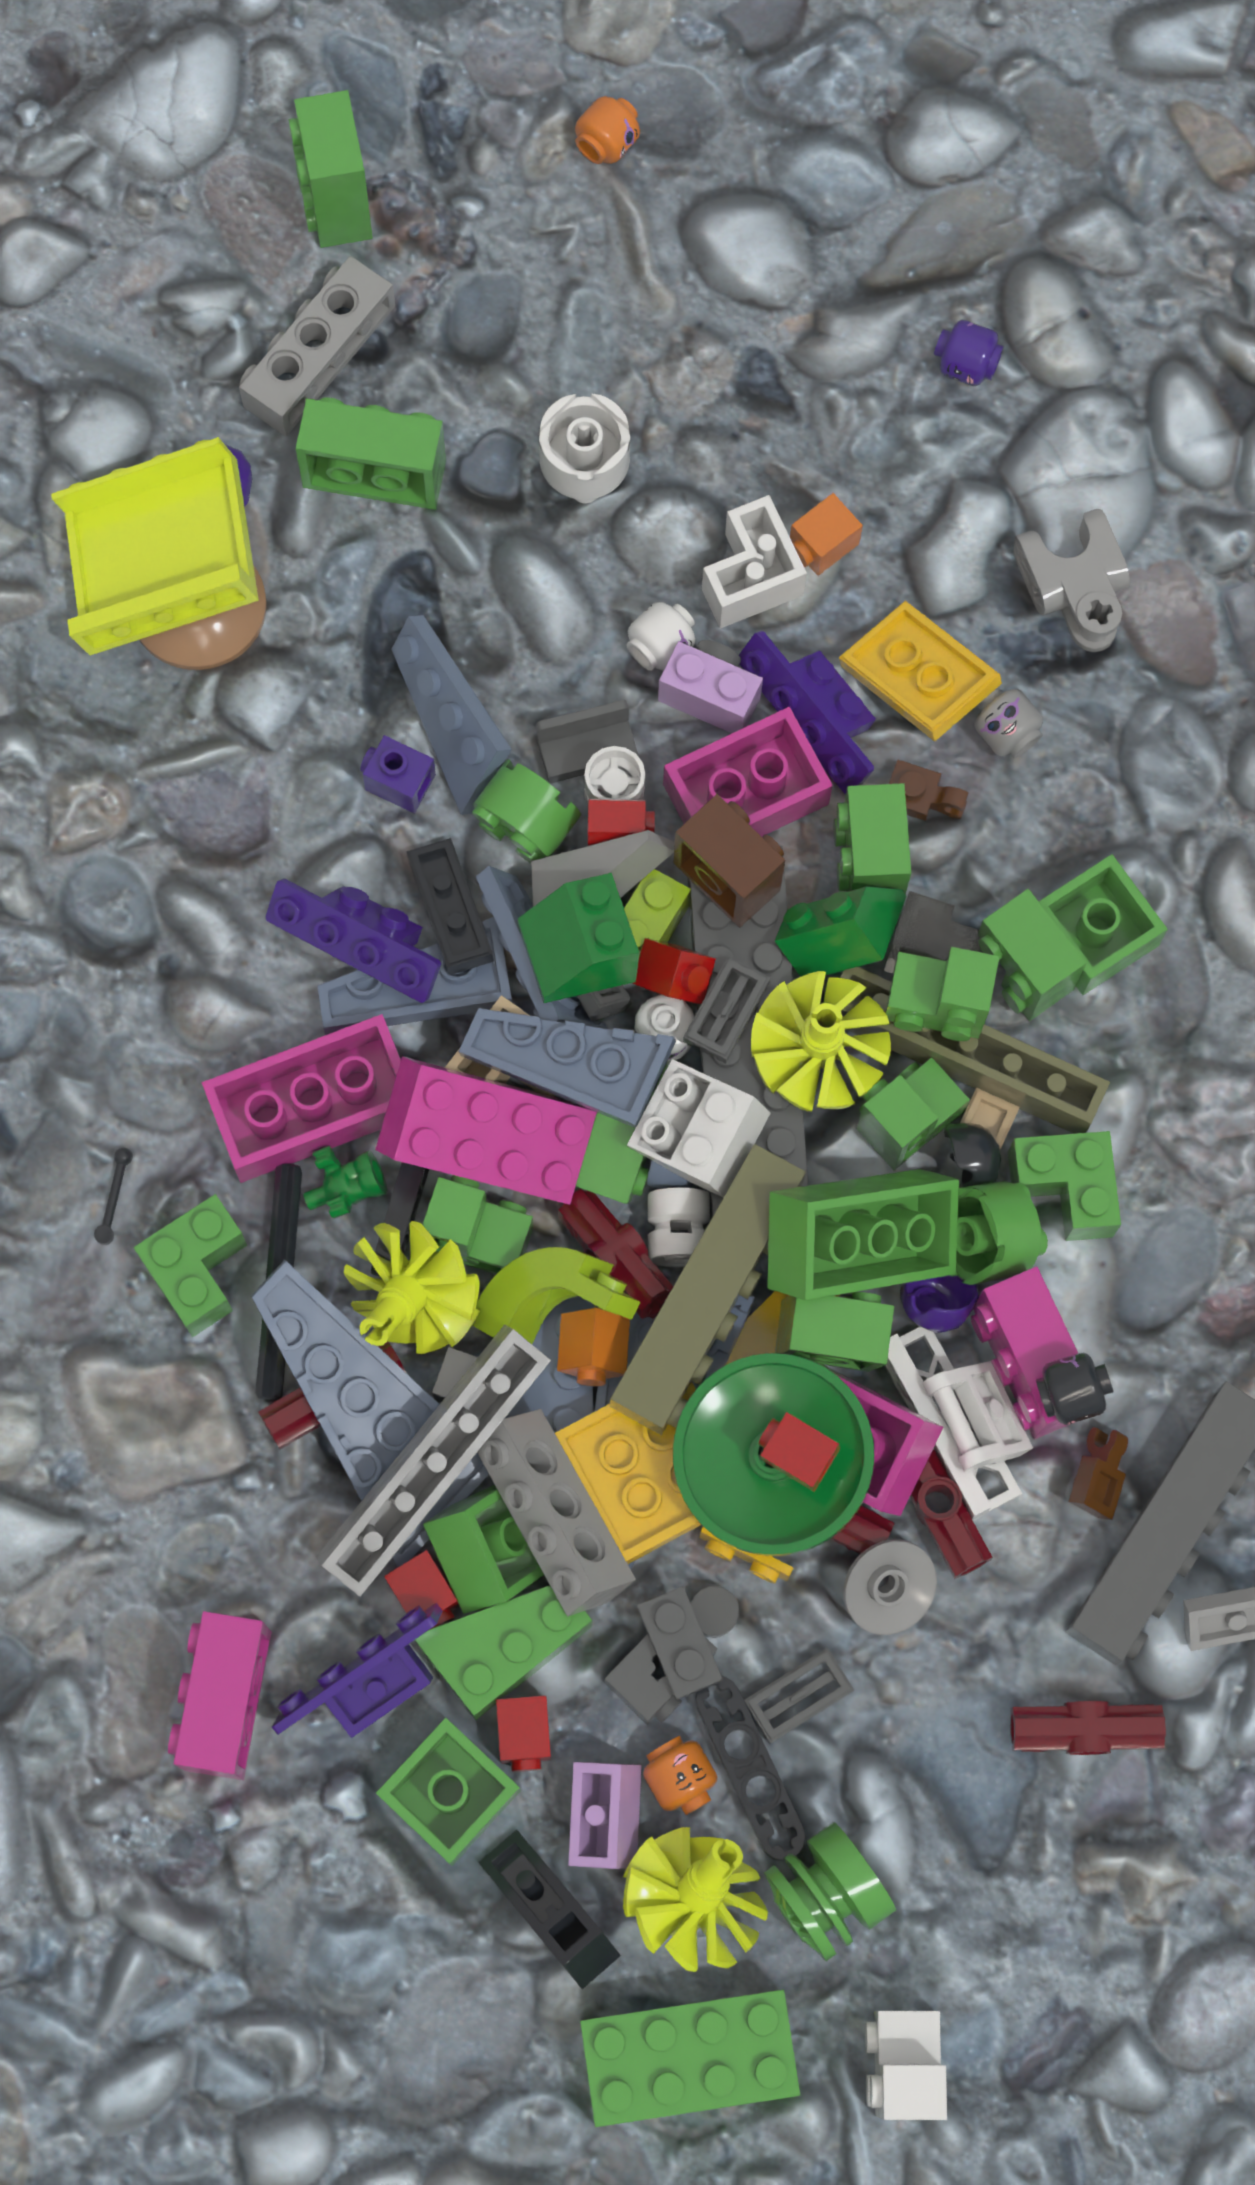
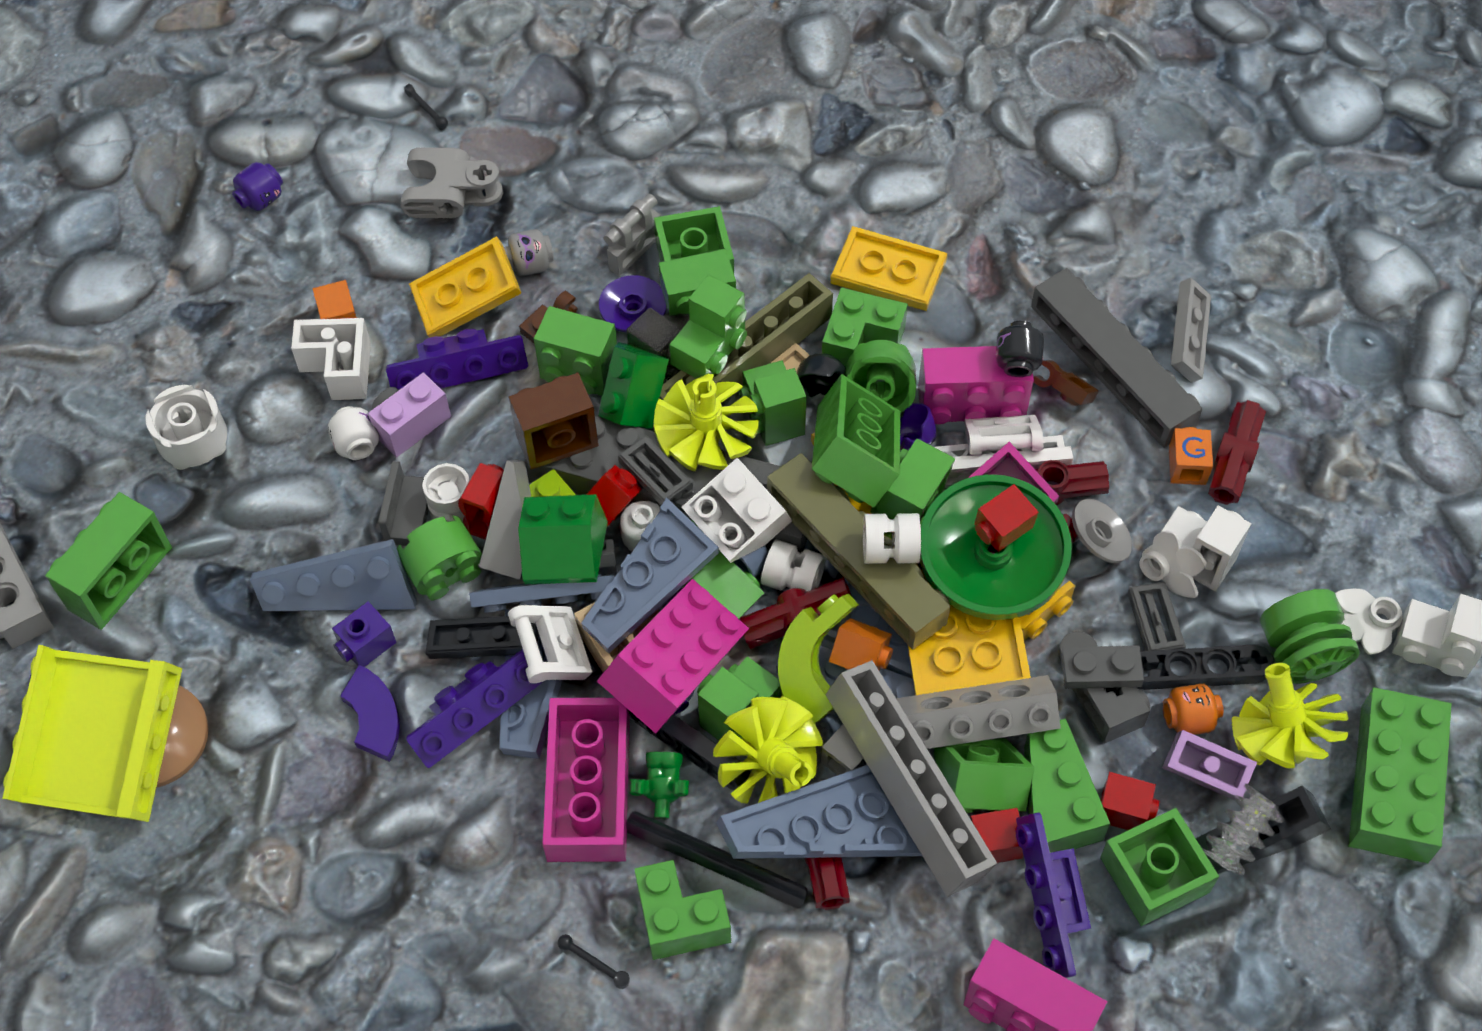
camera: 65 degrees left, 15 degrees down
(314, 831) = (375, 712): none -> dark purple tile
(455, 1001) = (559, 639): none -> white plate
(519, 1877) = (1243, 831): none -> clear piece
(711, 1322) = (905, 538): none -> white wheel
(760, 768) = (484, 412): dark pink brick -> none
(874, 1677) = (1173, 564): none -> white plate
(897, 1958) = (1366, 626): none -> white plate
(917, 1717) = (1216, 540): none -> white brick
(984, 861) = (629, 294): none -> dark purple dish
(1055, 1667) = (1190, 456): none -> orange brick
(1085, 837) = (631, 235): none -> light grey plate
(1177, 524) = (441, 122): none -> black hinge
(1194, 1183) = (889, 268): none -> yellow tile

